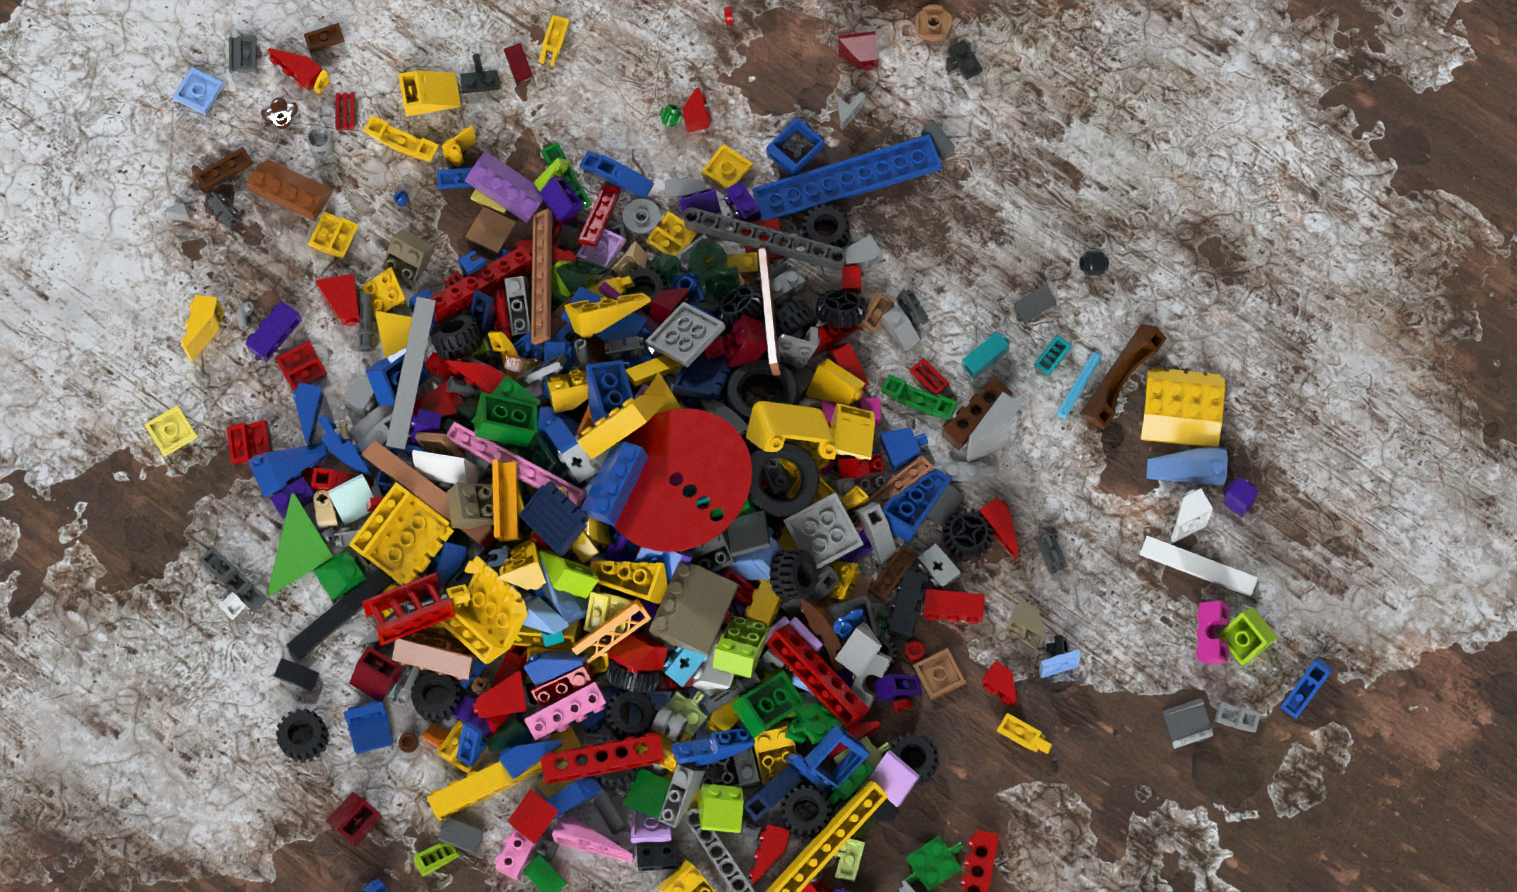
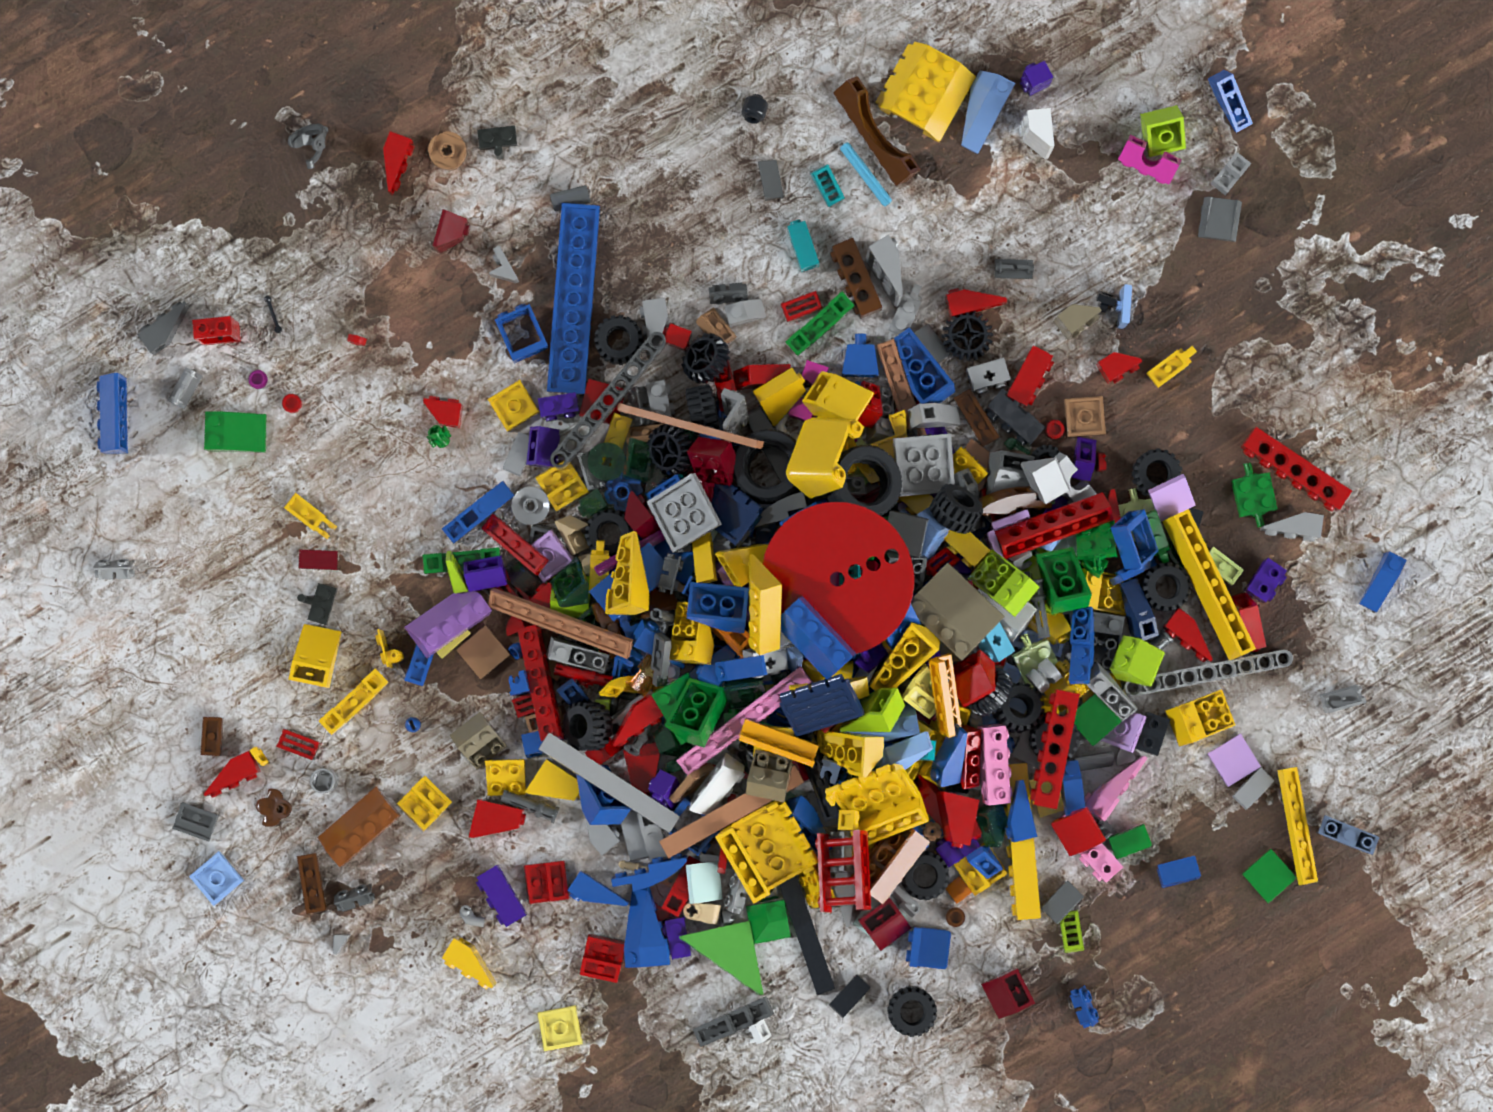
camera: 70 degrees left, 15 degrees up
(845, 625) = (1021, 482): blue plate -> none
(1198, 566) = (1080, 144): white tile -> none

